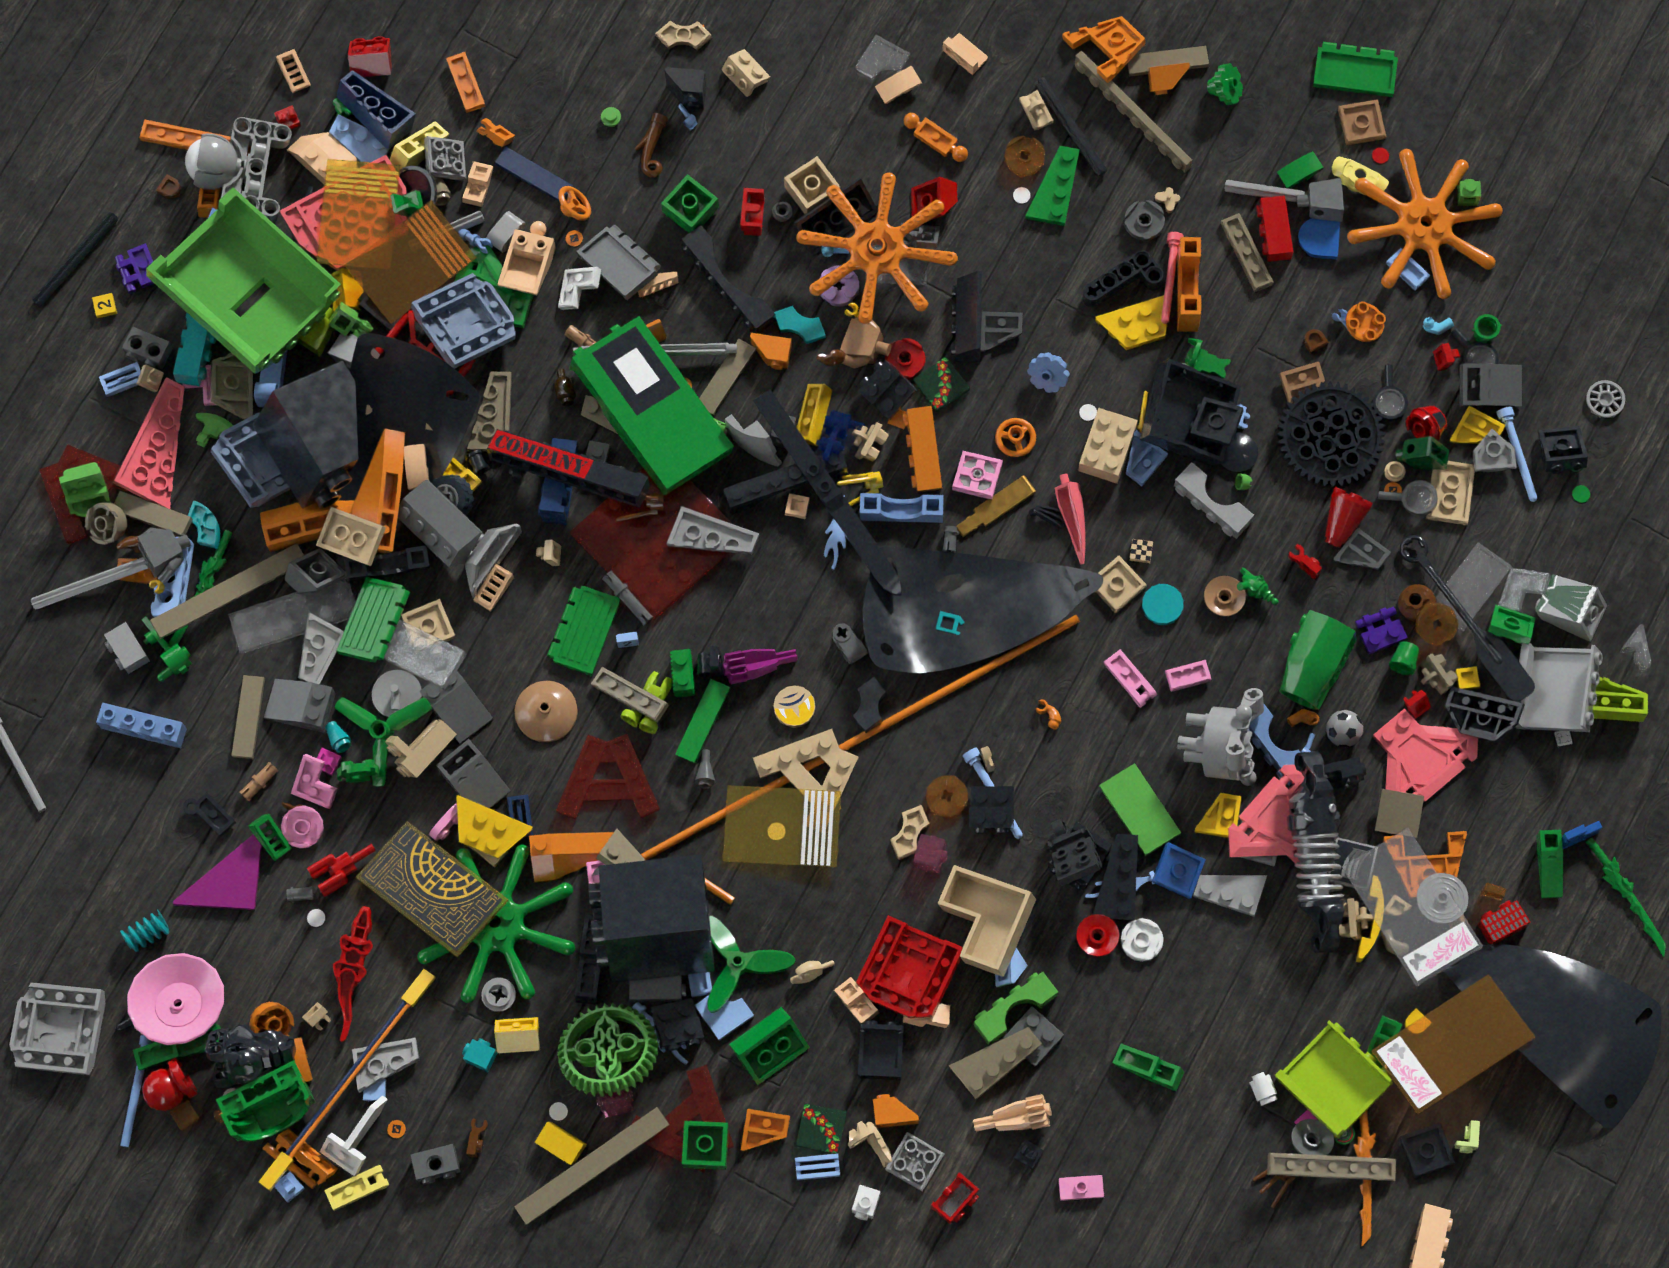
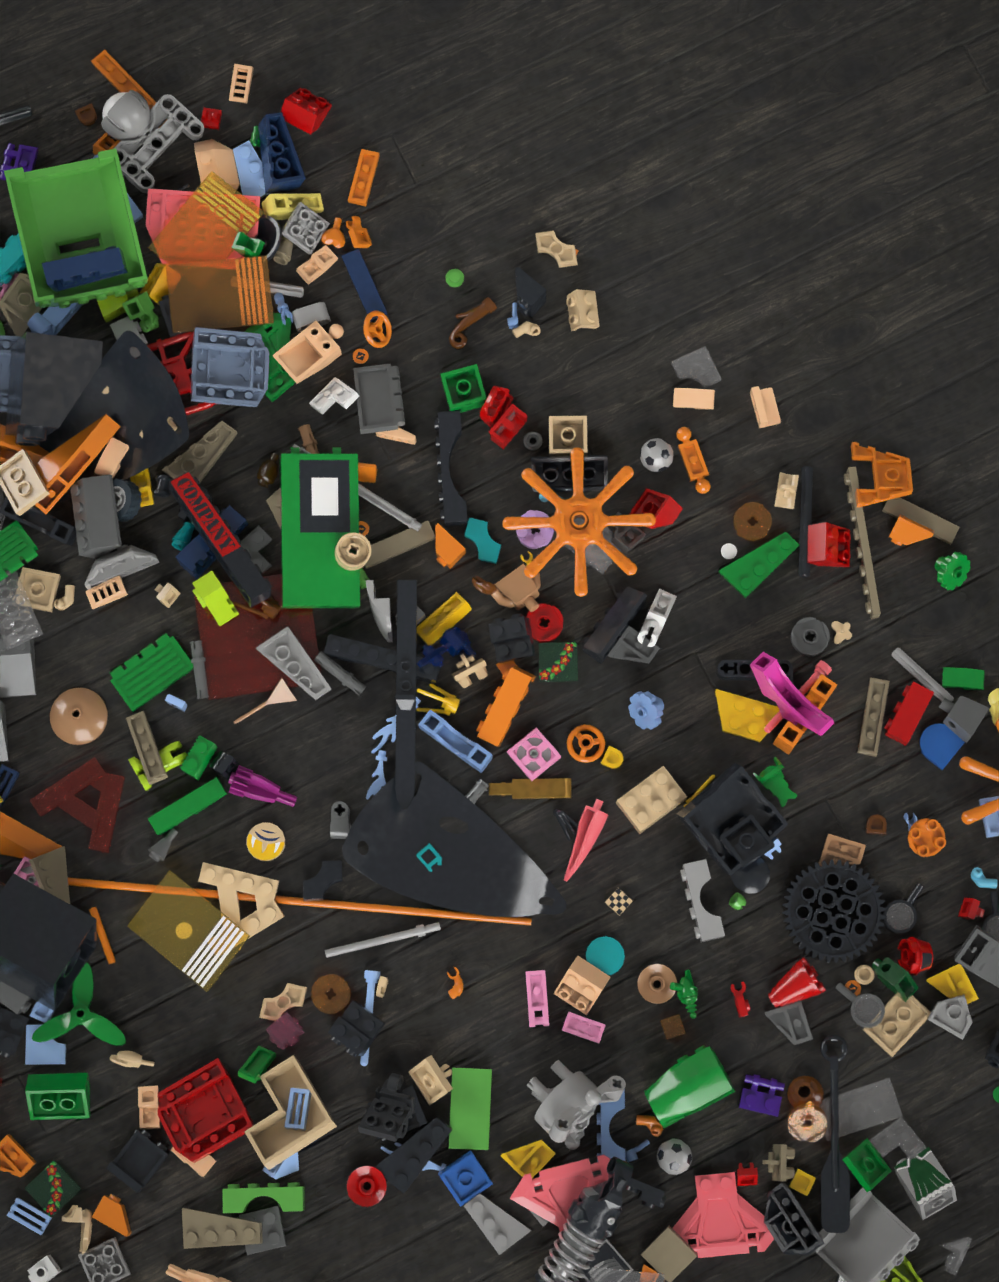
camera: 35 degrees right, 5 degrees up
(277, 312) = (84, 268): none -> dark blue wedge
(461, 618) = (67, 600): none -> tan arm
(474, 148) = (334, 235): none -> orange rock
(529, 497) = (183, 536): none -> teal cone
(599, 523) = (212, 594): none -> lime wedge
(696, 400) = (349, 560): none -> tan wheel
(707, 119) = (527, 328): none -> tan arm
(715, 572) = (279, 695): none -> piece
(729, 201) = (495, 405): none -> red slope
(758, 518) = (340, 673): none -> dark grey pin
(797, 506) = (378, 684): light nougat plate -> none
(858, 595) = (378, 783): none -> light blue piece
(901, 152) = (656, 455): none -> light grey piece
(927, 897) = (257, 1064): none -> green tile
(985, 691) = (419, 931): none -> light grey bar
(1000, 923) = (296, 1126): none -> light blue tile
(1001, 288) = (657, 616): none -> white plate
(1047, 434) = (613, 758): none -> yellow tile
(1088, 412) = (656, 761): white sticker -> none
(1089, 806) = (431, 1079): none -> tan tile
(1105, 133) = (828, 545): none -> red slope
(1119, 584) = (582, 916): tan tile -> none
(1142, 939) = (399, 1212): white tile -> none
(1143, 459) = (671, 830): medium blue wing -> none
(1161, 641) = (582, 985): none -> light nougat slope
(1171, 280) = (789, 699): none -> dark pink arch
(1263, 624) = (672, 1026): none -> clear orange tile
(1404, 658) = (763, 1132): green piece -> none
(1506, 415) = (985, 991): light blue piece -> none

